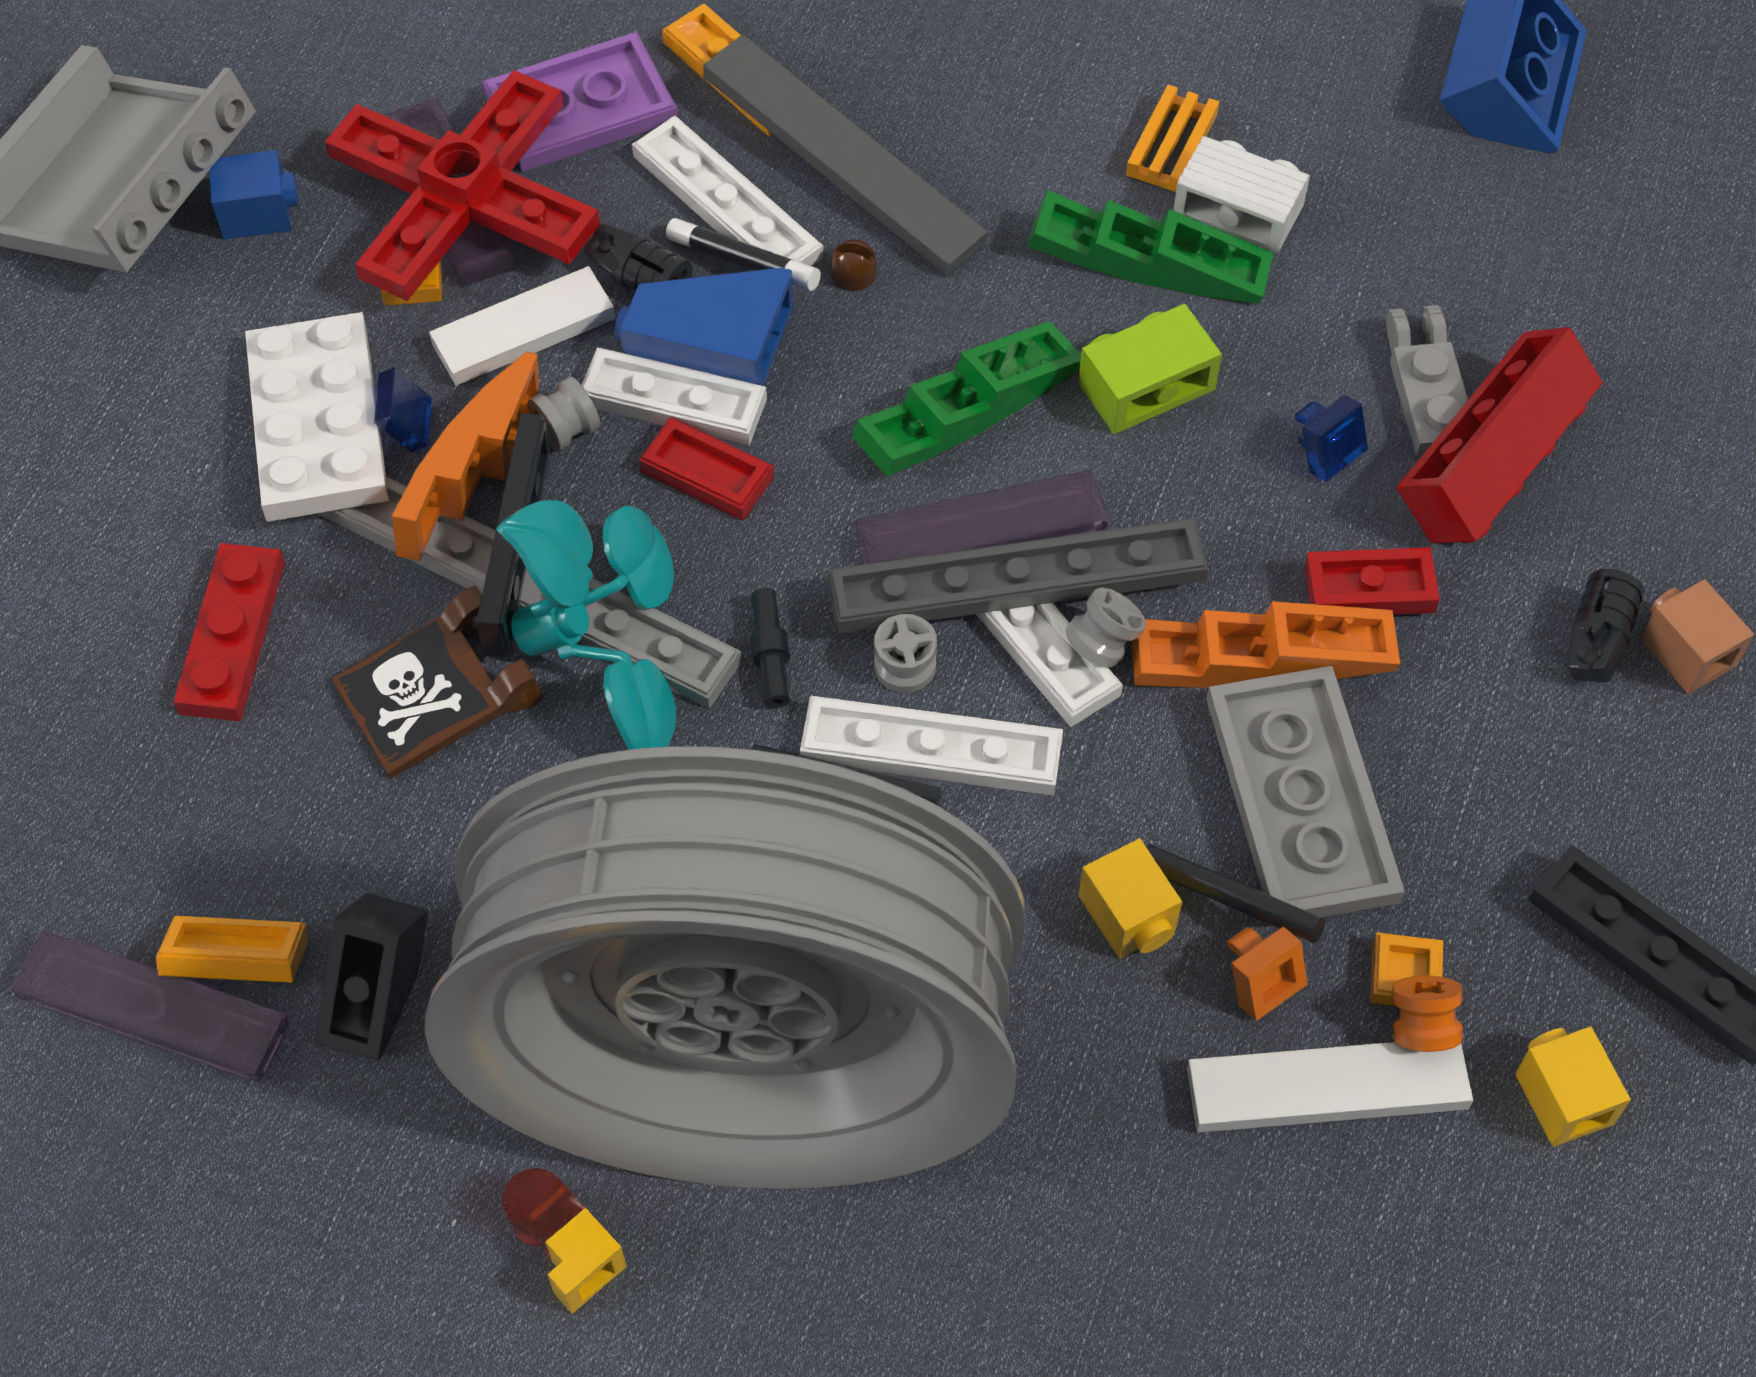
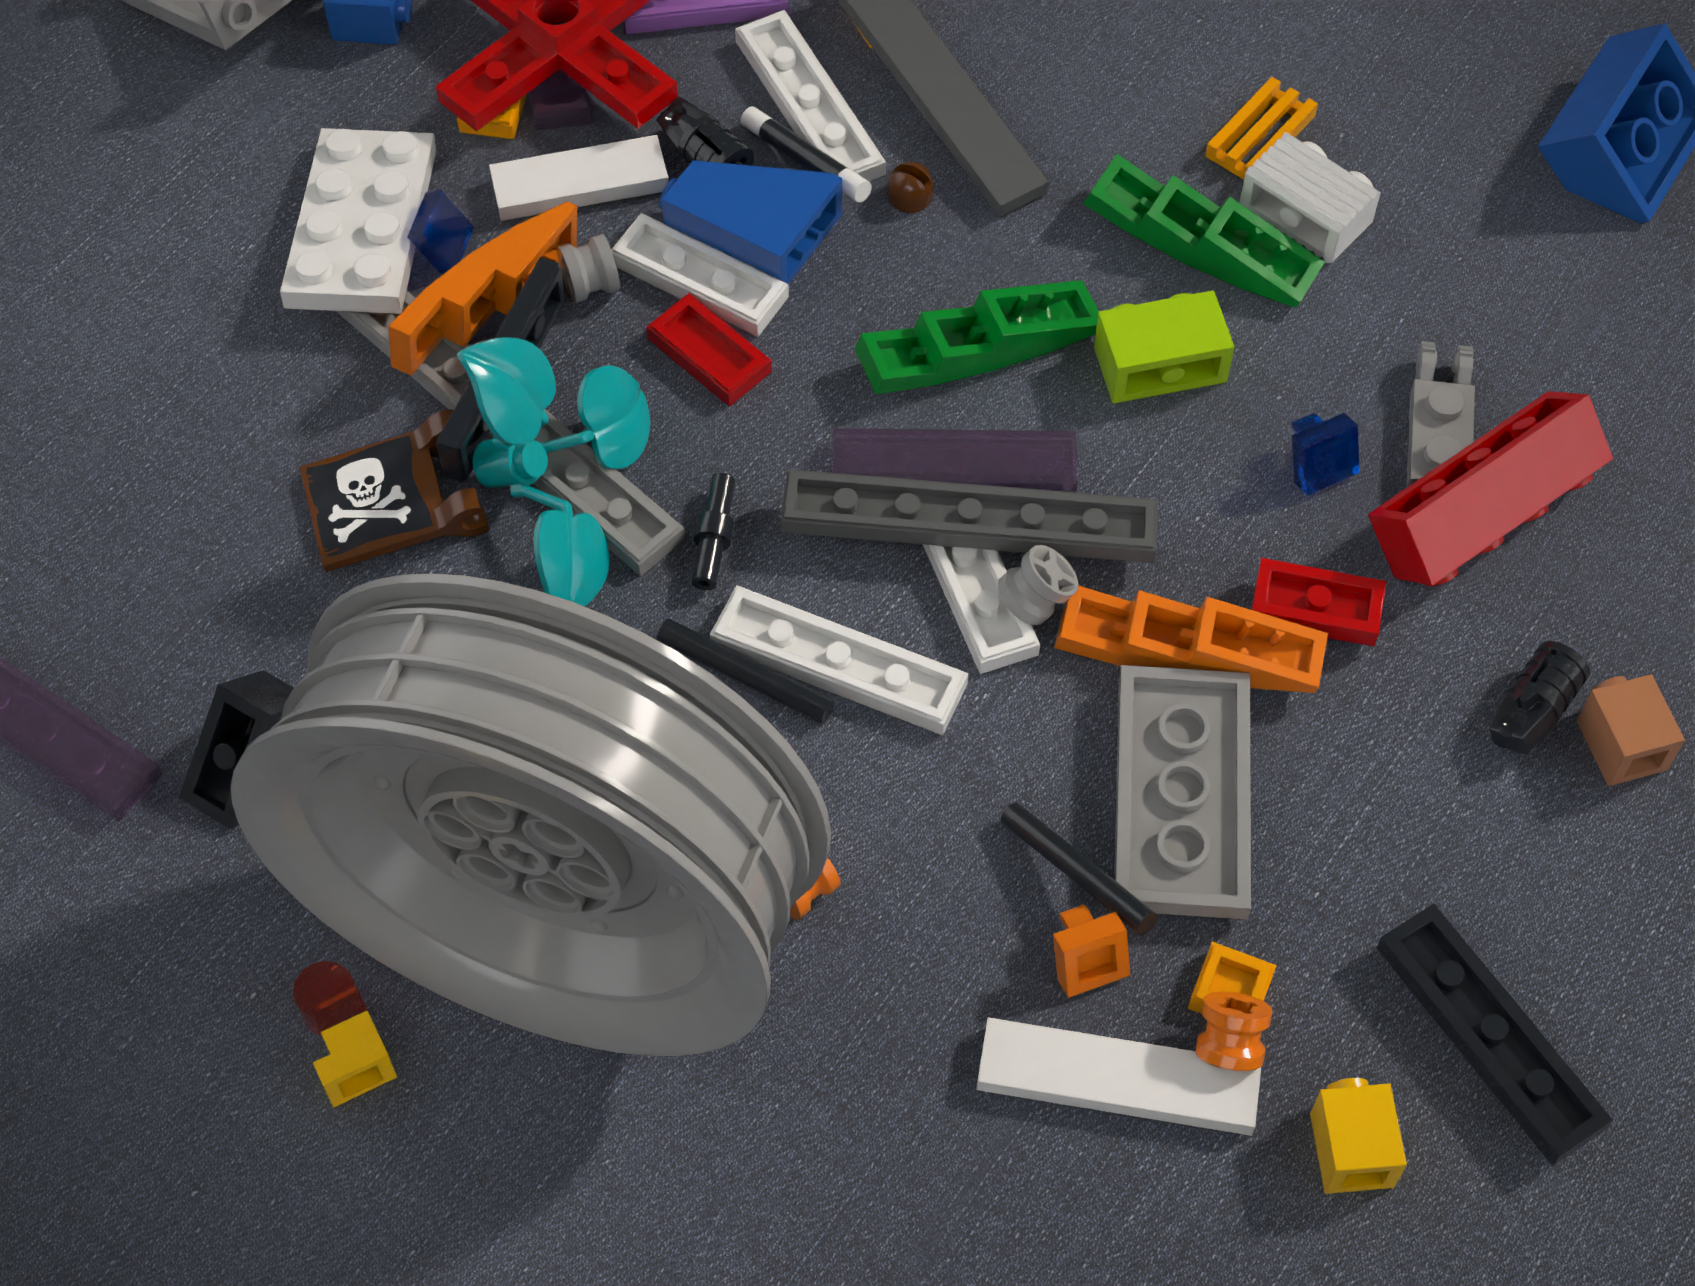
camera: 15 degrees right, 0 degrees up
(229, 632) = (221, 403): red plate -> none
(232, 949) = (129, 693): light orange tile -> none
(916, 642) = (836, 550): light grey wheel -> none
(1130, 899) = (979, 850): yellow brick -> none

